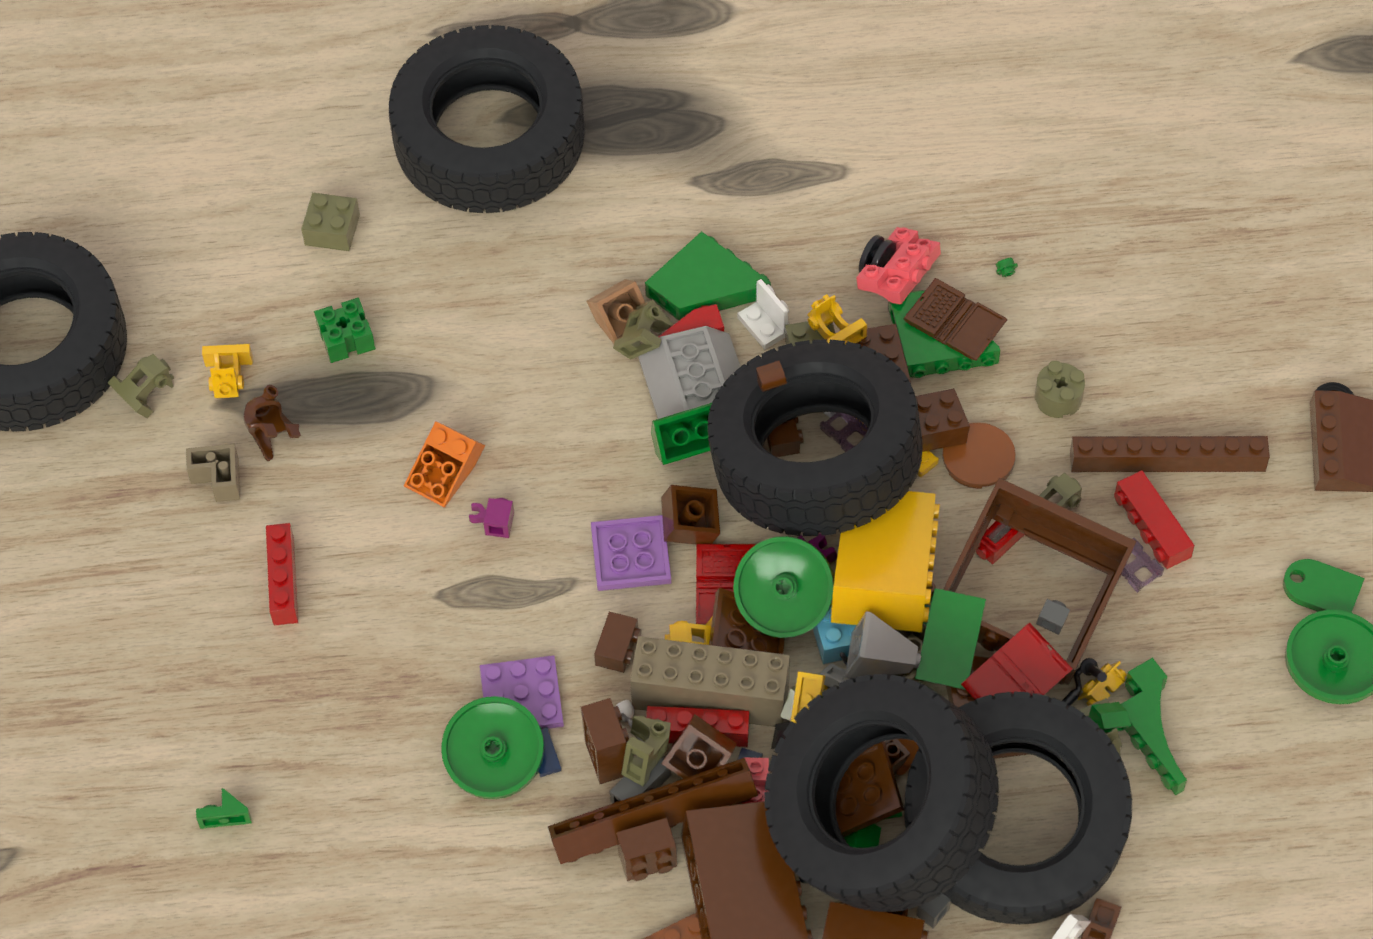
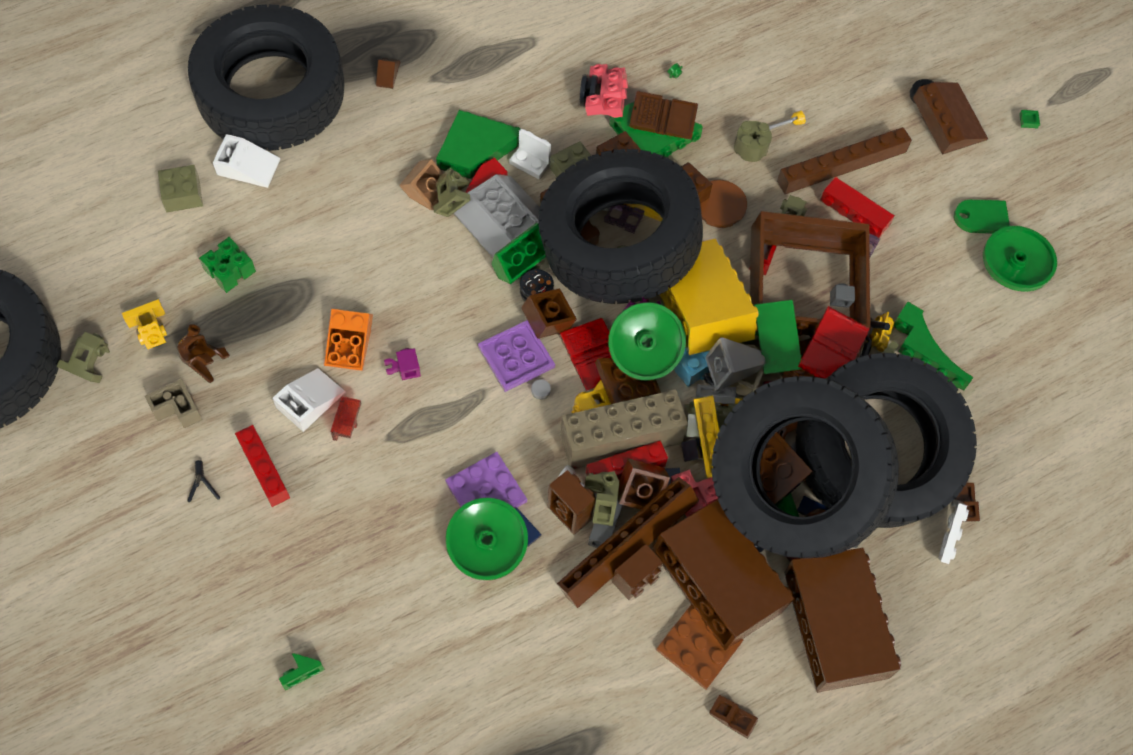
camera: 30 degrees left, 5 degrees up
(209, 562) = (199, 472): none -> black plant
(366, 516) = (307, 398): none -> white slope
(396, 553) = (345, 418): none -> clear red panel
(418, 213) = (245, 161): none -> white slope
(616, 642) = (538, 424): reddish brown brick -> none
(639, 155) = (387, 72): none -> reddish brown slope
(641, 603) = (540, 389): none -> light grey tile
(695, 473) = (535, 282): none -> black head
(770, 376) = (576, 191): reddish brown brick -> none
(828, 311) = (580, 135): yellow tile -> none
(1110, 716) = (906, 348): green piece -> none
(1136, 380) = (797, 118): none -> hinge

